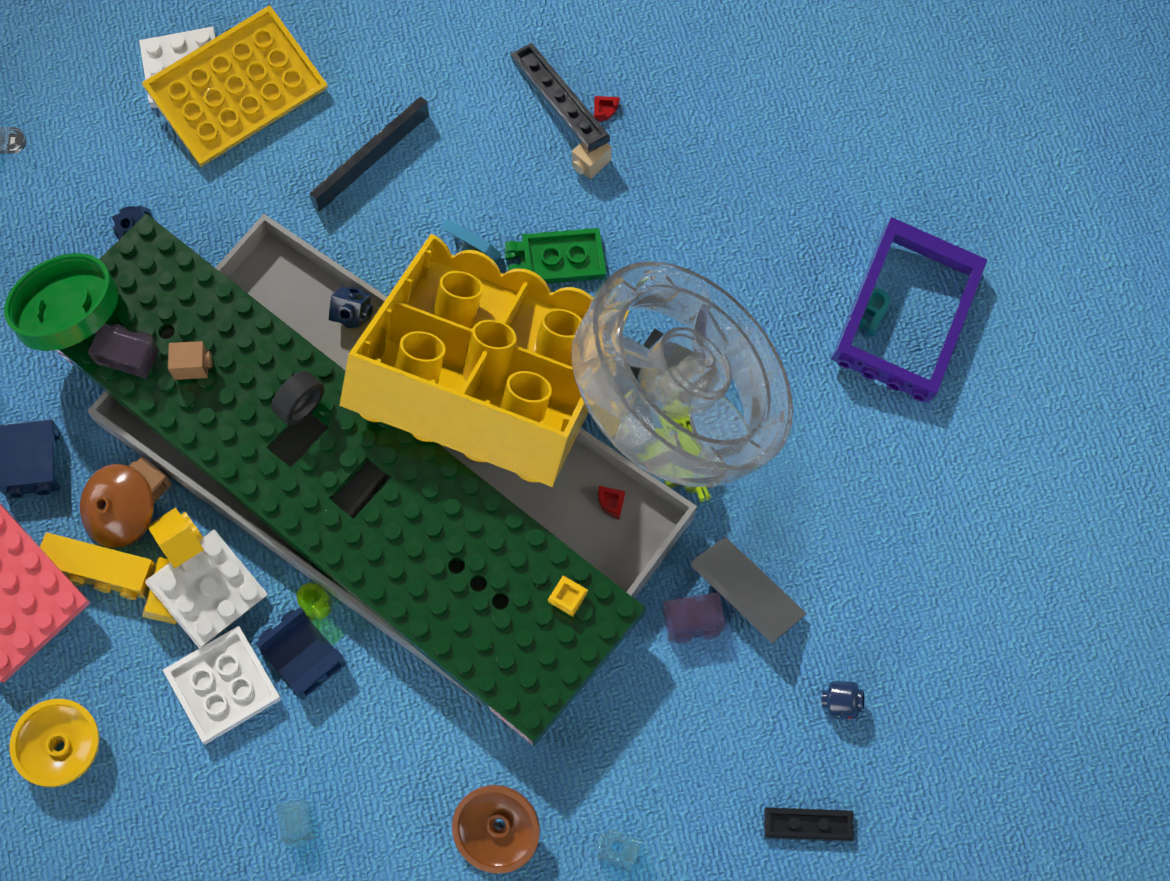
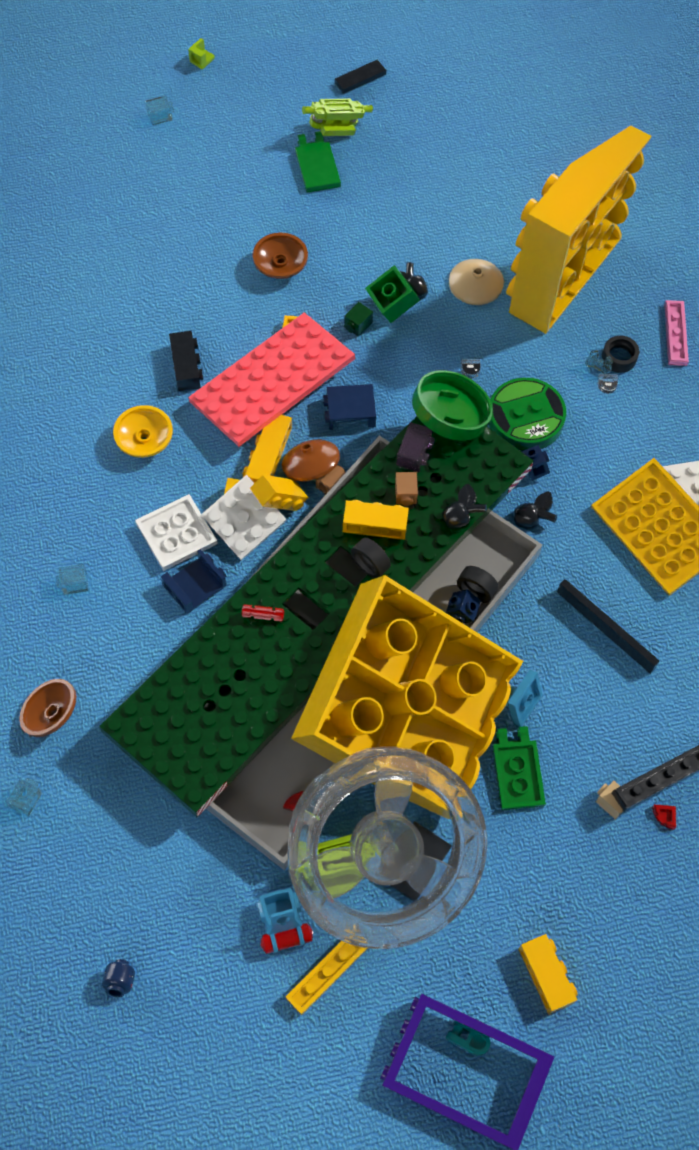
camera: 90 degrees right, 5 degrees down
(53, 224) = (527, 413): none -> brick
(210, 237) = (528, 514): none -> black piece
(227, 298) = (457, 513): none -> black piece
(234, 397) = (375, 519): none -> yellow brick
(314, 601) = (229, 586): clear neon green plate -> none
(318, 287) = (479, 582): none -> black tyre
(371, 536) = (261, 612): none -> red axle
(567, 596) = (206, 751): yellow tile -> none
(693, 618) = (197, 862): clear purple brick -> none
(748, 589) = (215, 906): dark grey tile -> none
(760, 511) = (282, 920): none -> dark azure piece
(795, 230) = (548, 973): none -> yellow brick
(808, 824) = (25, 944): black tile -> none
(821, 468) = (323, 976): none -> yellow plate

